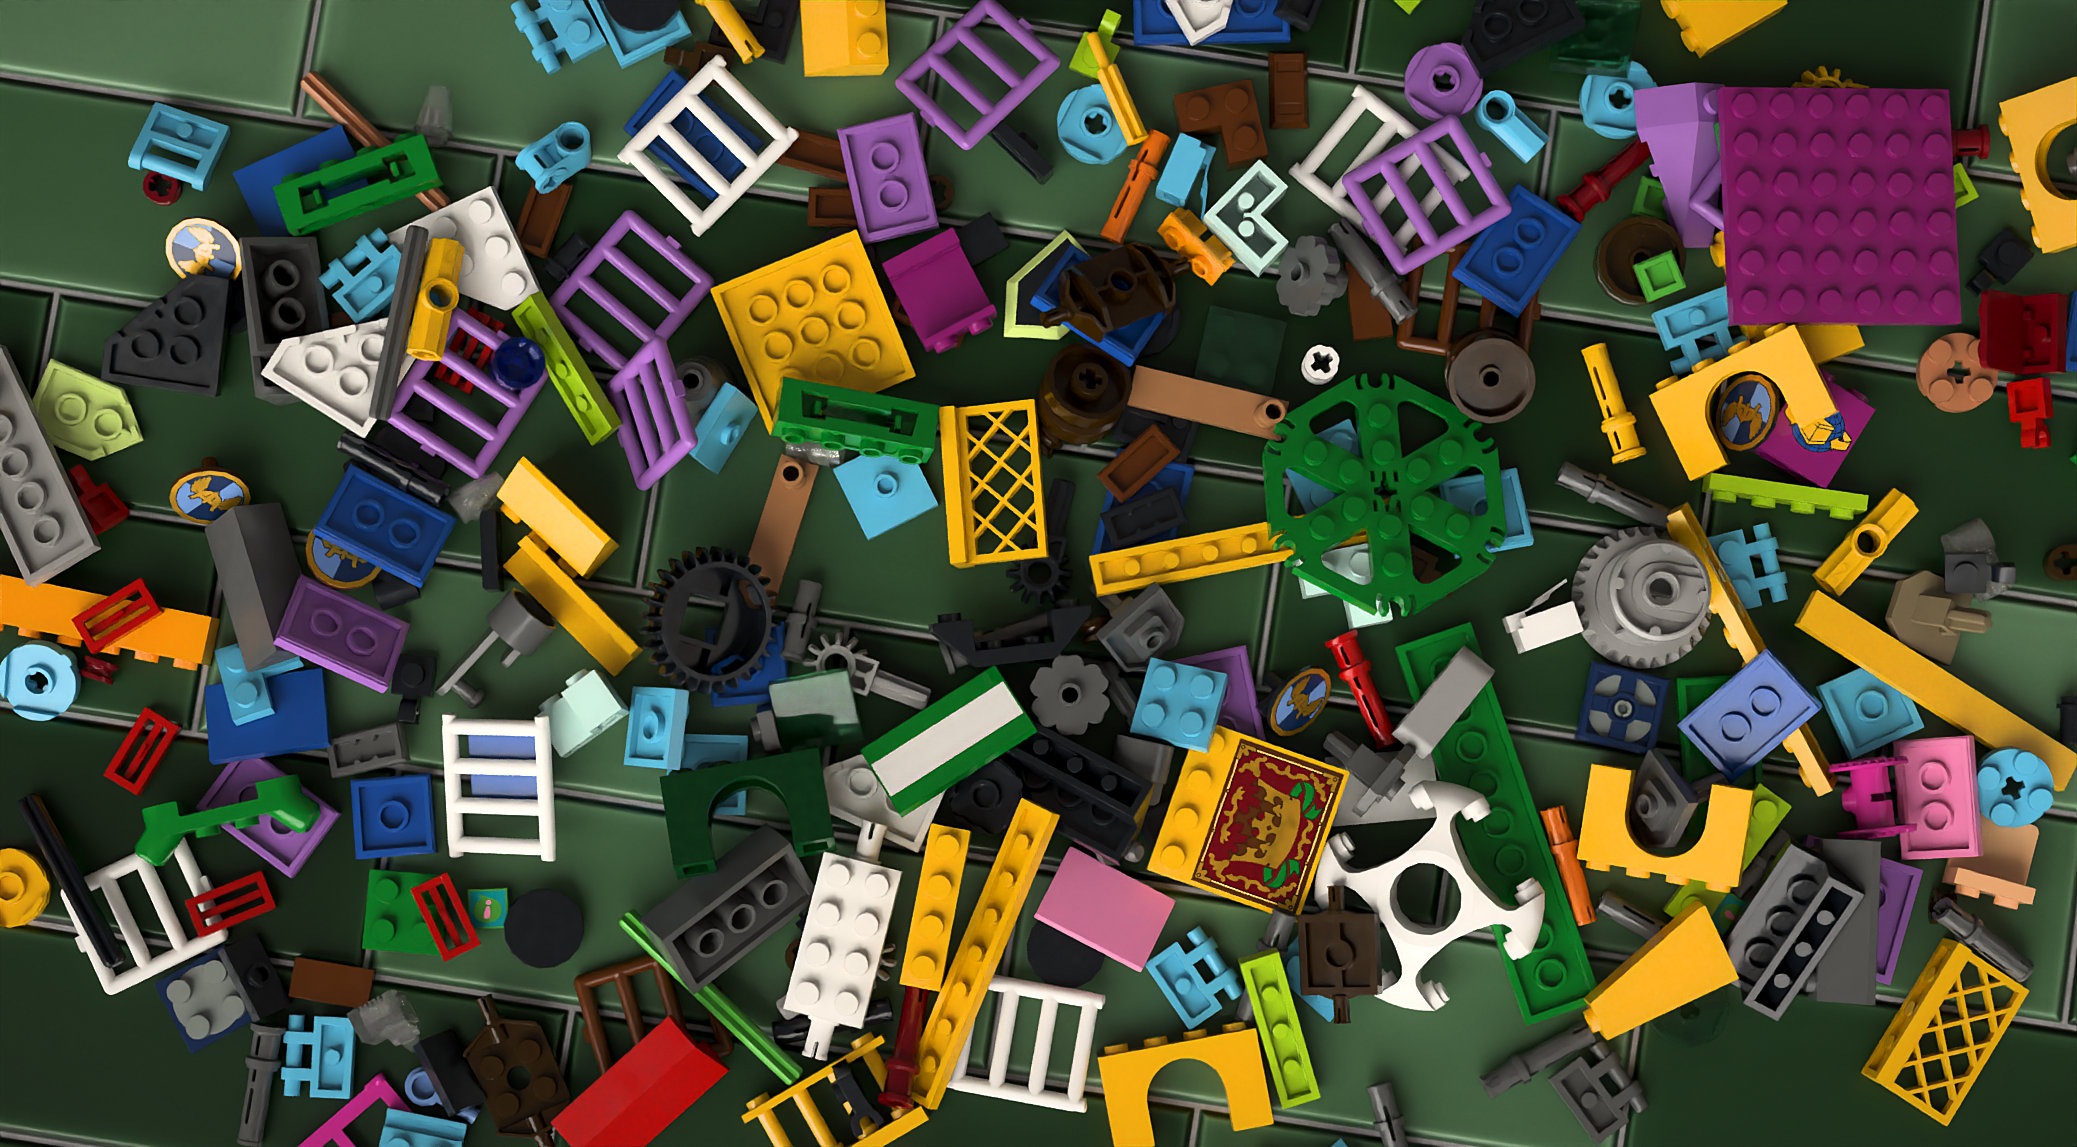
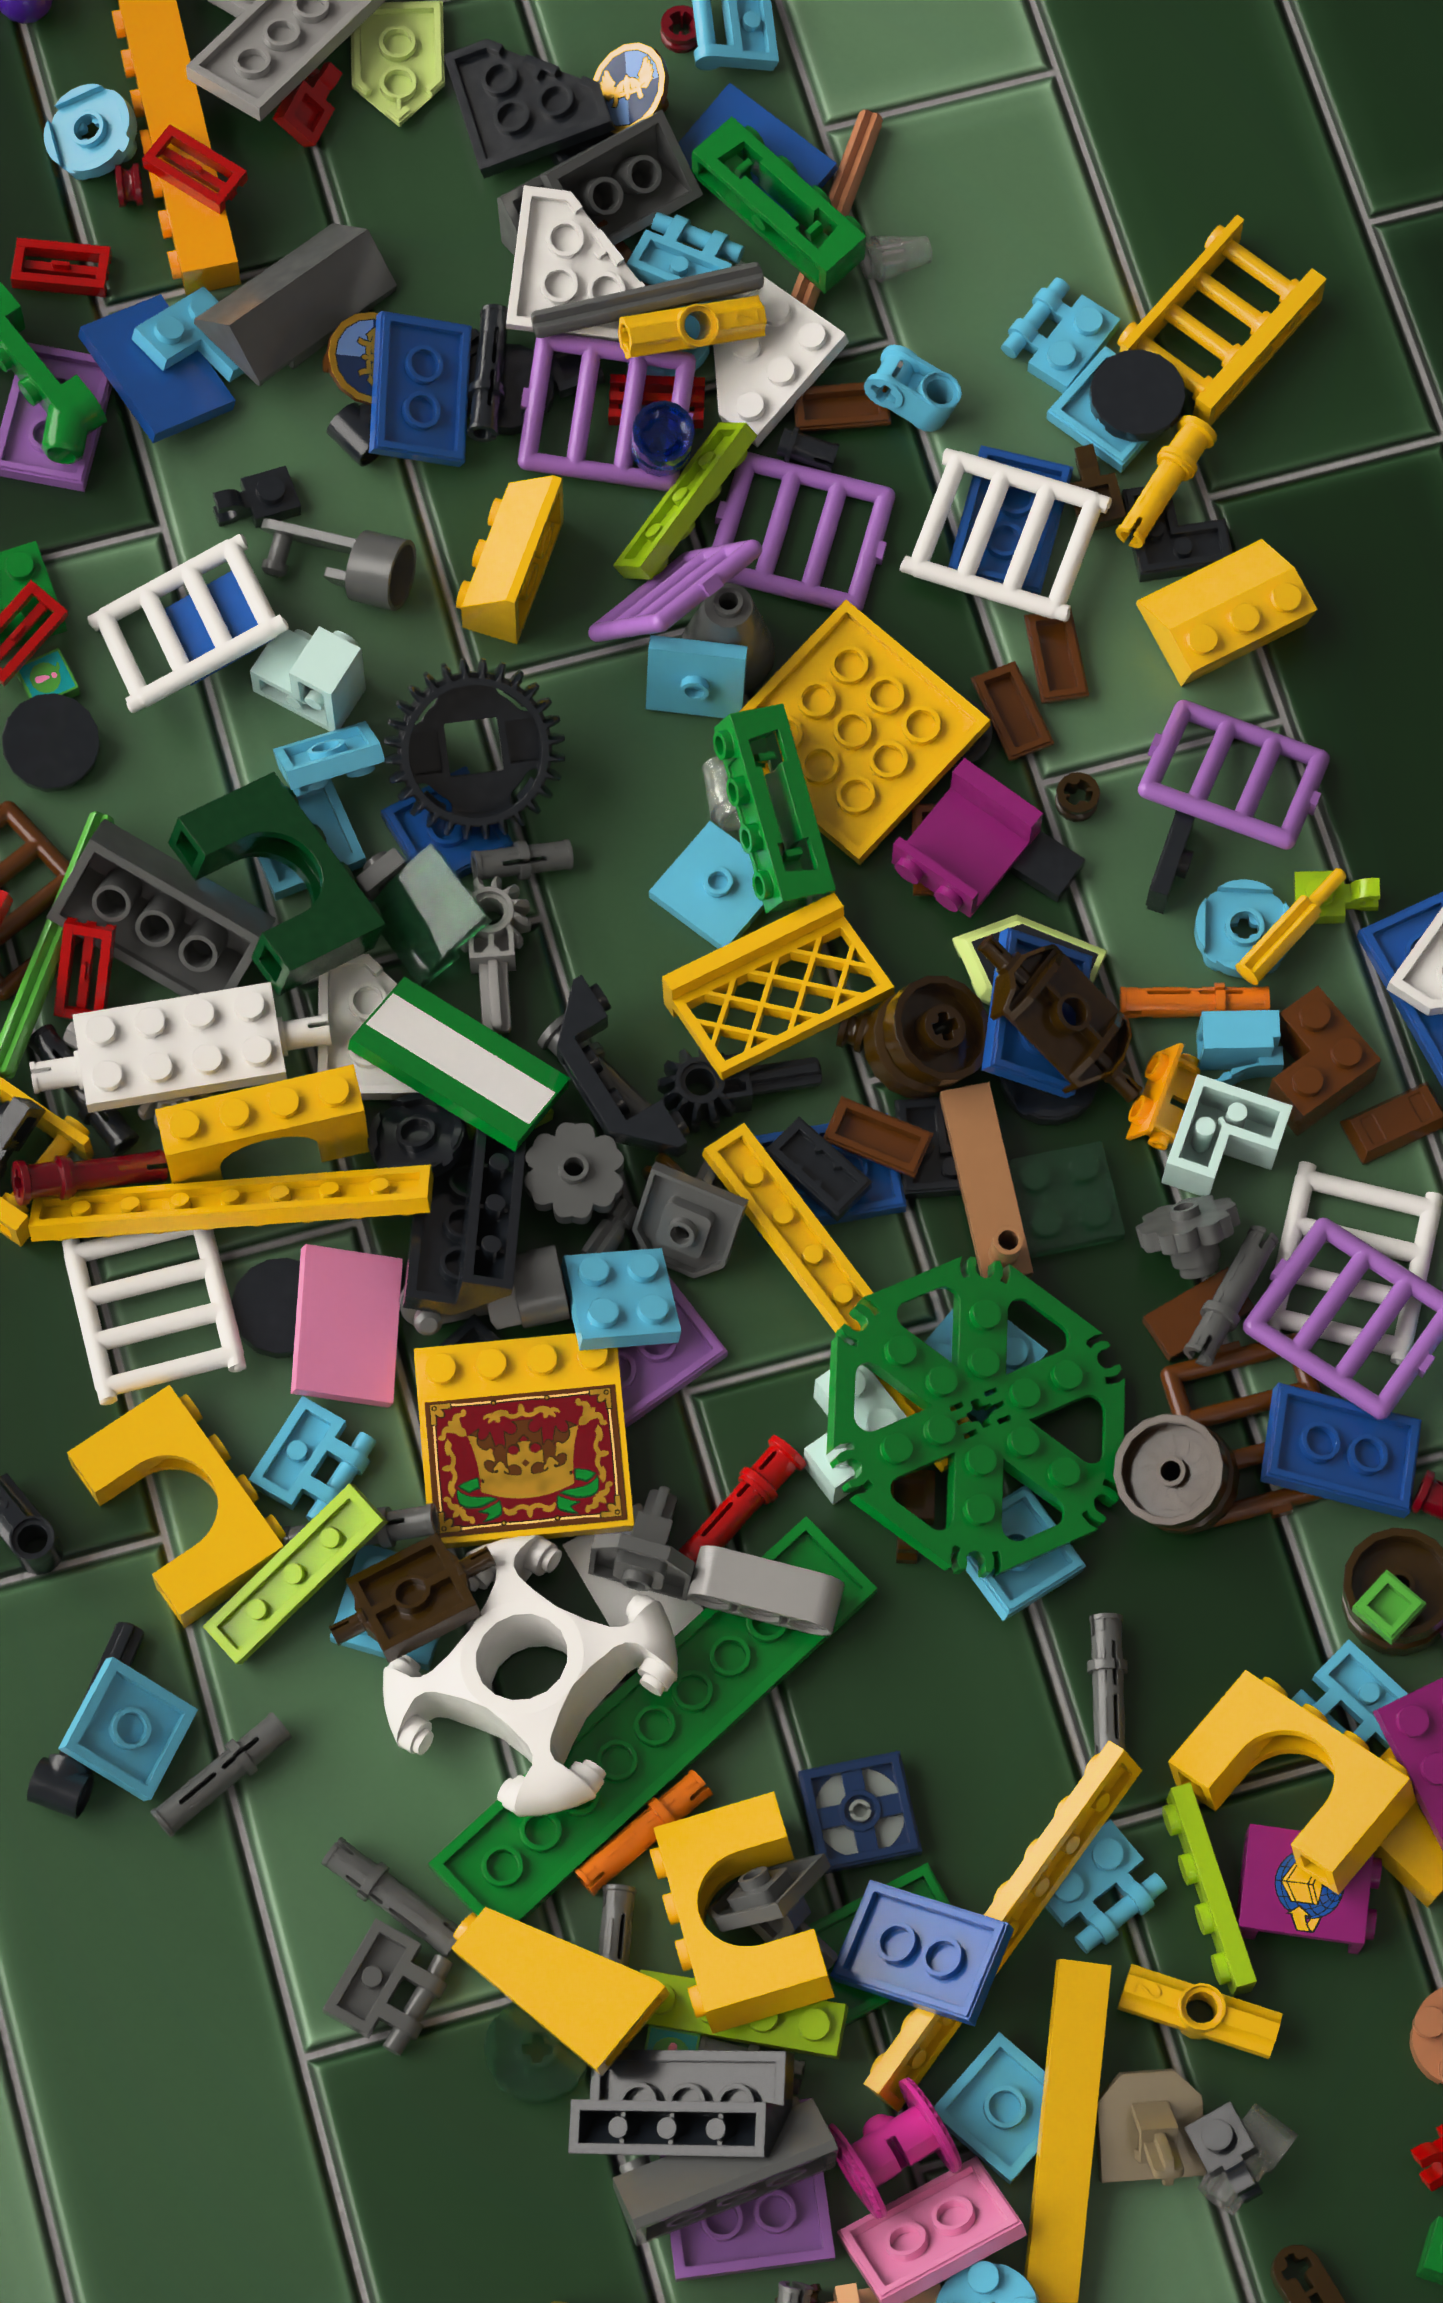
camera: 65 degrees right, 15 degrees down
(208, 492) = (373, 200): shield -> none
(342, 634) = (280, 393): medium lavender tile -> none
(368, 750) = (166, 483): dark grey plate -> none
(394, 816) = (105, 543): blue tile -> none
(476, 496) = (493, 469): clear cone -> none
(491, 551) = (446, 511): black tile -> none
(572, 607) = (424, 619): yellow fence -> none
(723, 968) = (90, 931): none -> red tile
(781, 523) = (619, 795): medium nougat piece -> none
(888, 178) = (1066, 734): medium lavender tile -> none
(1294, 700) = (689, 1430): shield -> none
(1319, 377) = (1085, 1278): white bush -> none
(1543, 626) = (917, 1674): white piece -> none
(1617, 421) = (1200, 1656): yellow pin -> none
(1617, 604) = (996, 1775): light grey piece -> none
(1747, 412) = (1283, 1798): shield -> none

